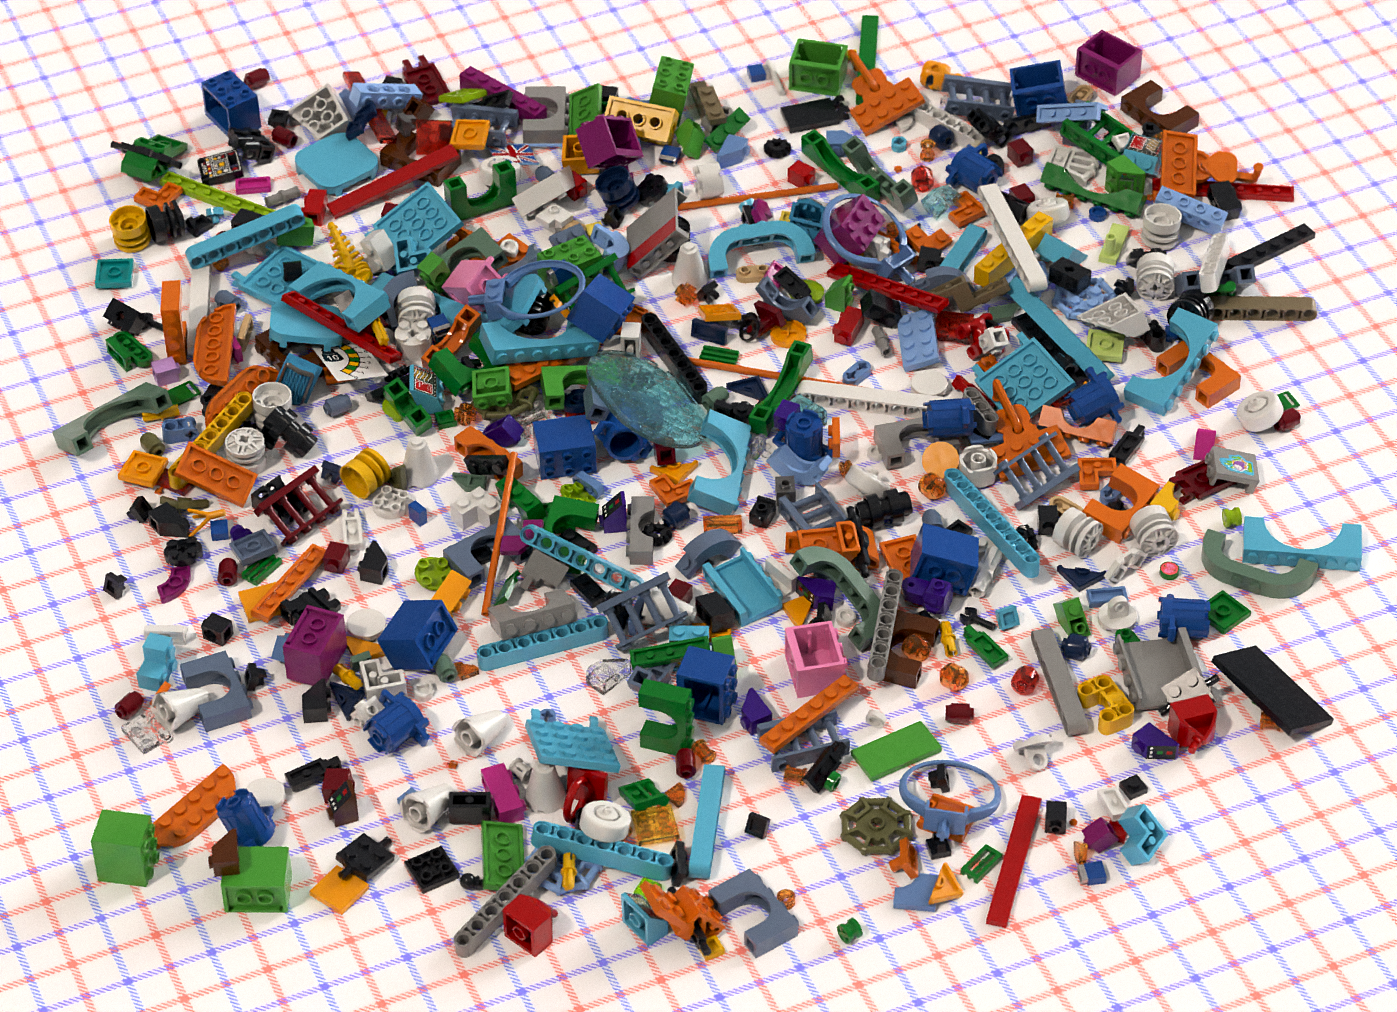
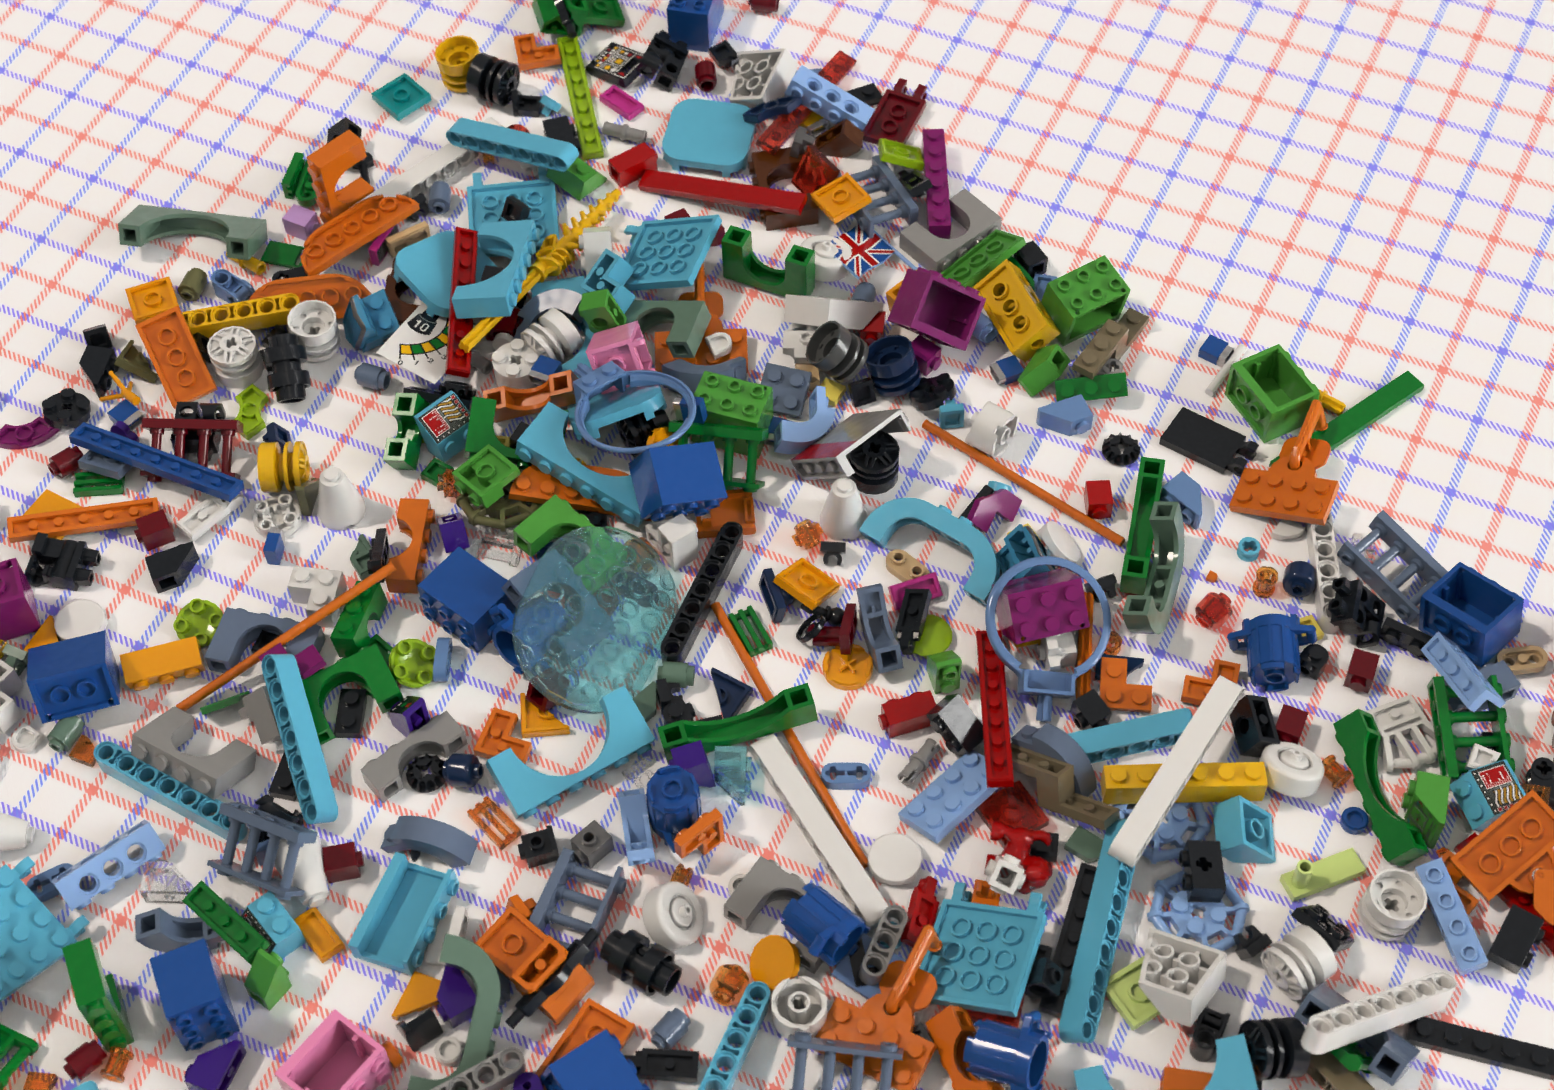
camera: 50 degrees right, 10 degrees up
(287, 471) = (251, 404): none -> lime tile
(292, 522) = (156, 462): none -> blue plate
(566, 688) = (69, 881): none -> light blue brick
(585, 199) = (837, 351): none -> dark grey wheel
(714, 611) = (338, 916): black brick -> none
(933, 74) = (1392, 498): light orange piece -> none
(940, 200) = (1191, 652): clear light blue slope -> none

